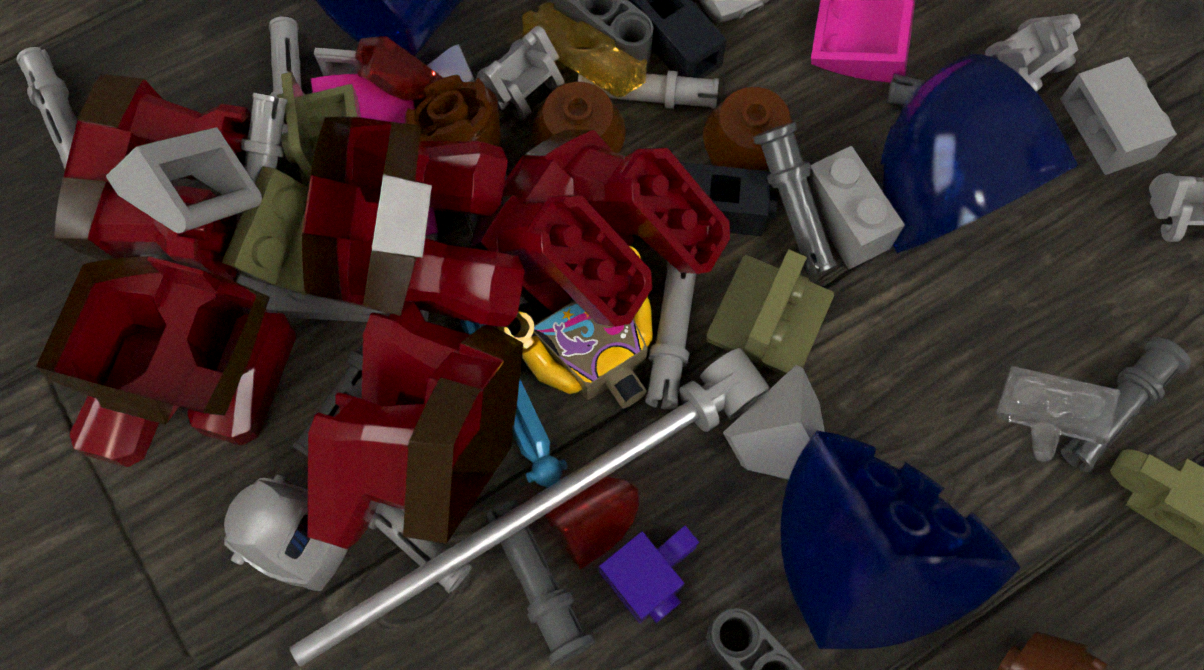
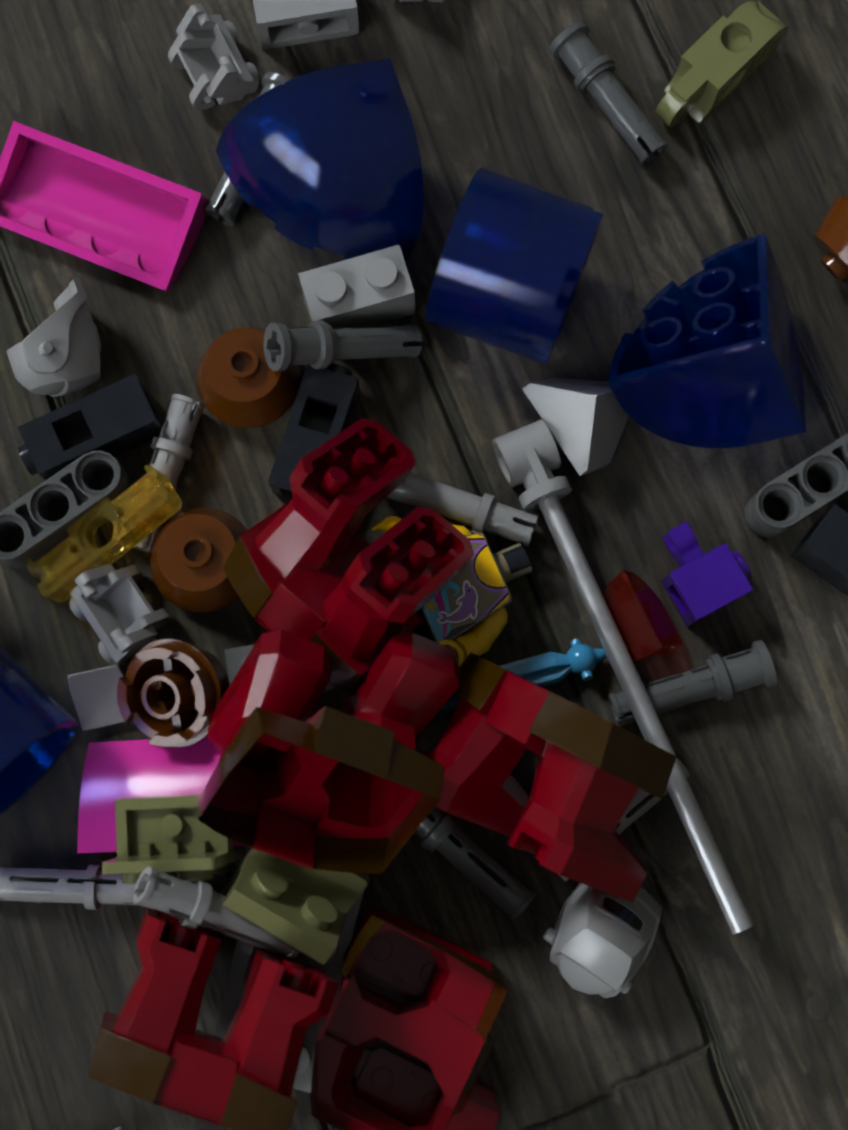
camera: 80 degrees left, 10 degrees up
(147, 171) = (259, 1024): light grey tile -> none
(337, 61) = (53, 813): light grey slope -> none
(393, 68) = (93, 754): clear red brick -> none
(771, 313) = (455, 402): olive bracket -> none
(912, 321) = (512, 265): none -> clear blue brick
(1057, 407) = (606, 155): clear plate -> none

